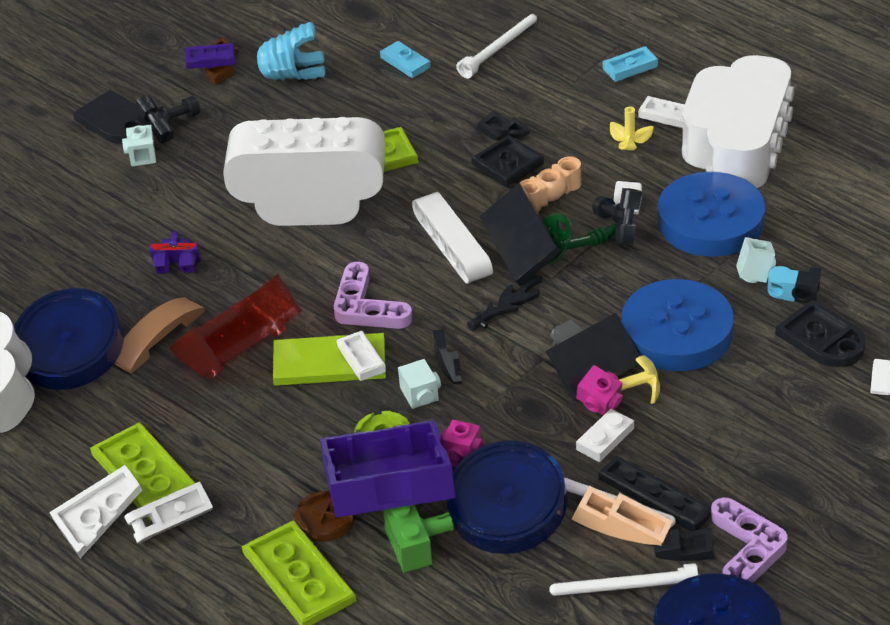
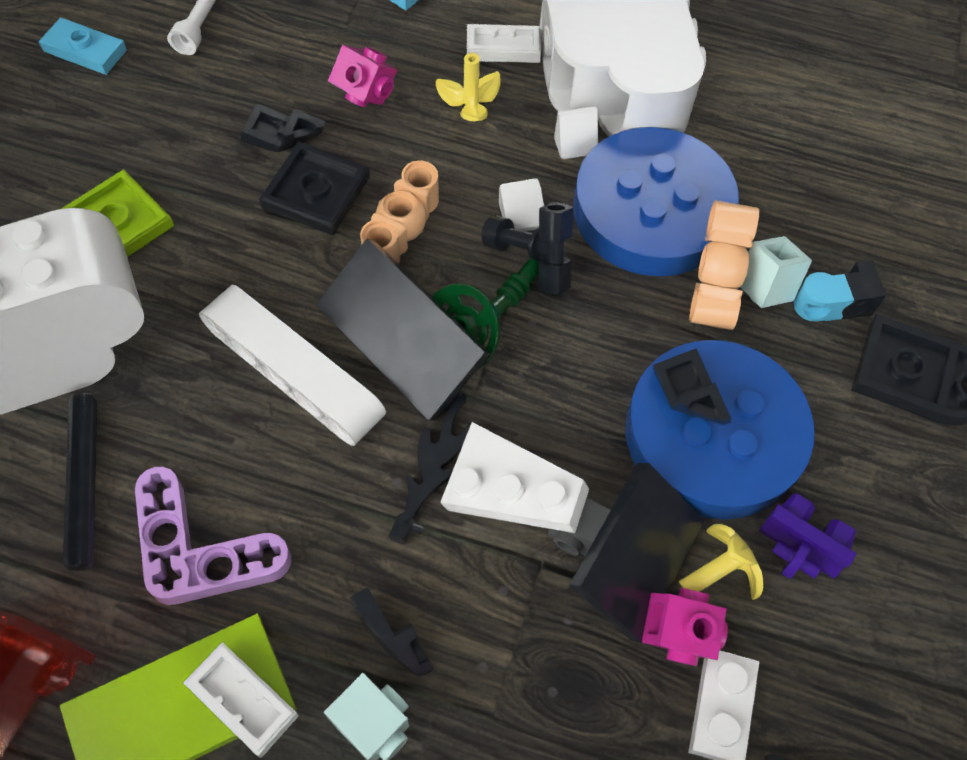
camera: 30 degrees left, 20 degrees up
(318, 260) = (80, 483): none -> black axle
(541, 312) = (512, 484): none -> white wing
(569, 110) = (363, 75): none -> dark pink brick
(663, 291) = (690, 388): none -> black slope
(682, 165) = (576, 132): none -> white slope
(691, 383) = (806, 546): none -> dark purple hips
(724, 248) = (723, 265): none -> light nougat piece

